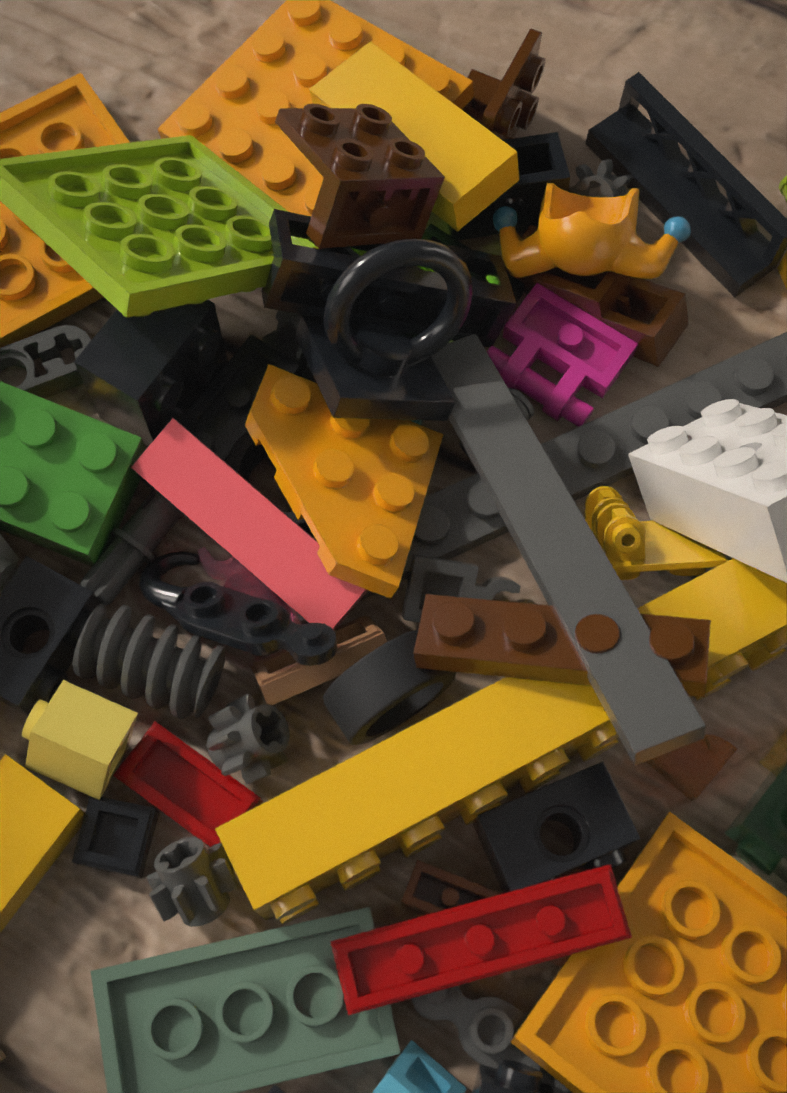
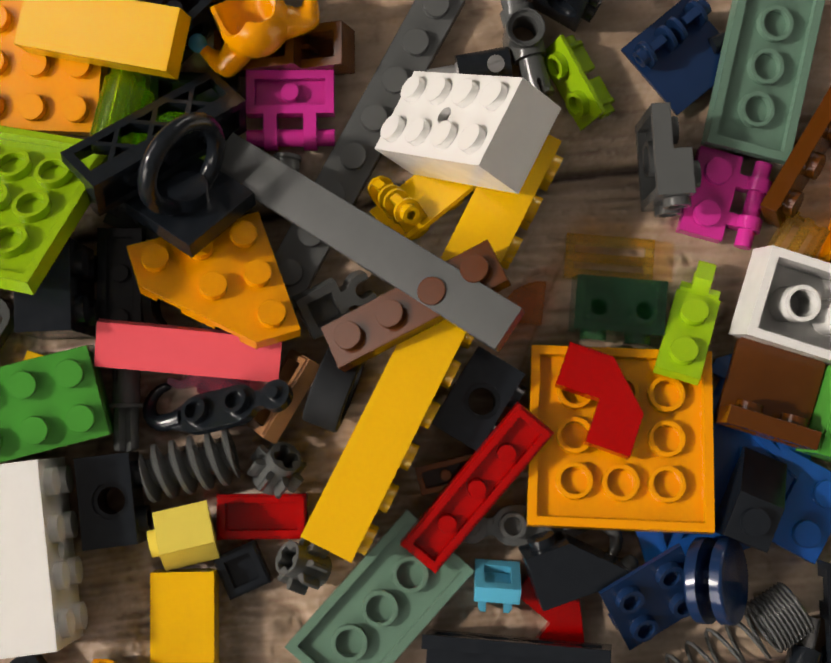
camera: 35 degrees left, 15 degrees up
(374, 178) = (98, 86): reddish brown bracket -> none
(734, 972) = (601, 380): none -> red tile

